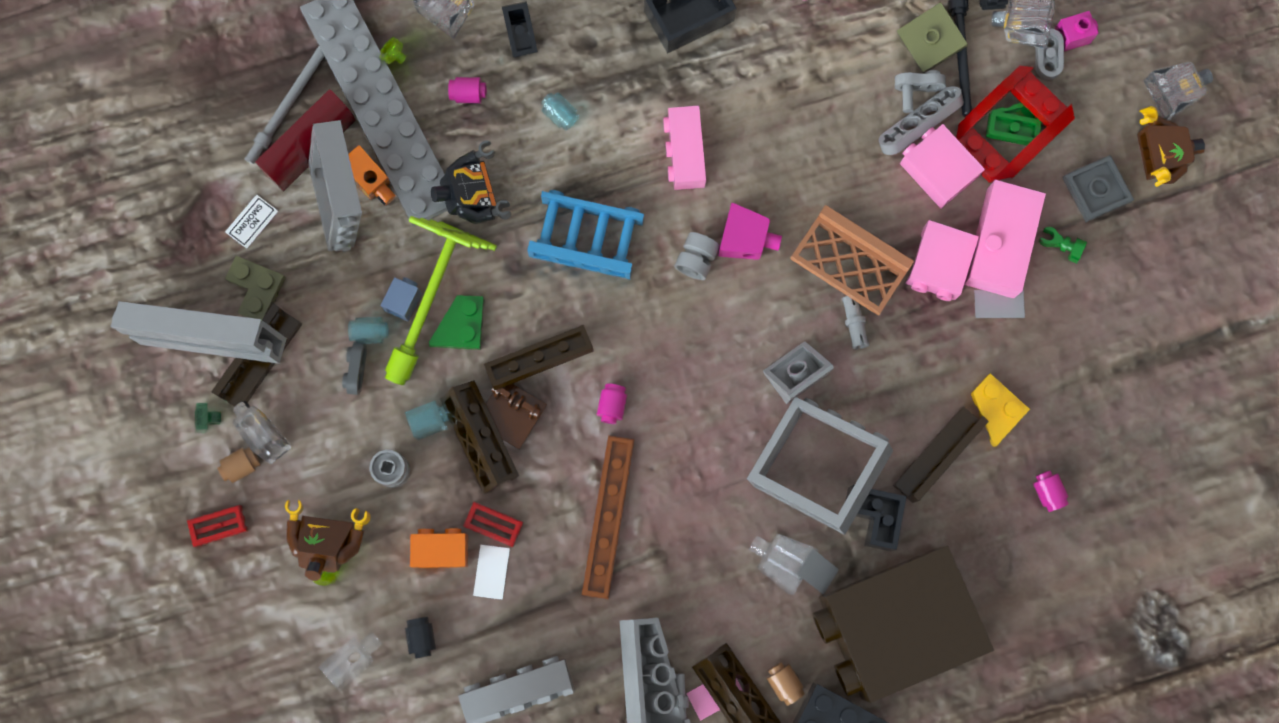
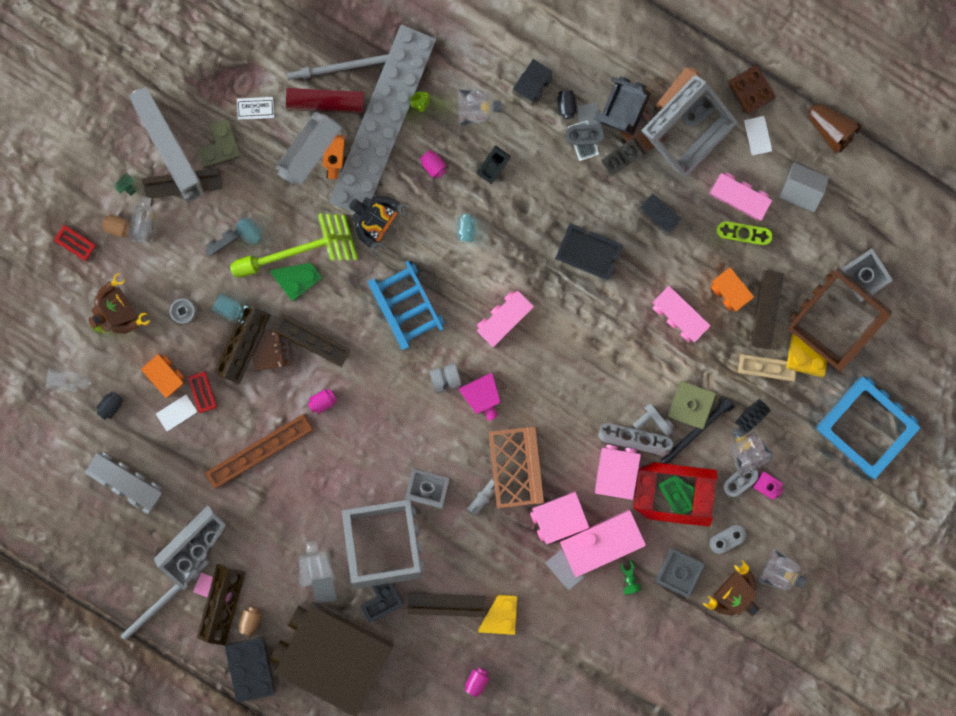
camera: 50 degrees right, 10 degrees up
(401, 298) = (282, 234): sand blue brick -> none
(1099, 114) = (727, 538): none -> light grey plate

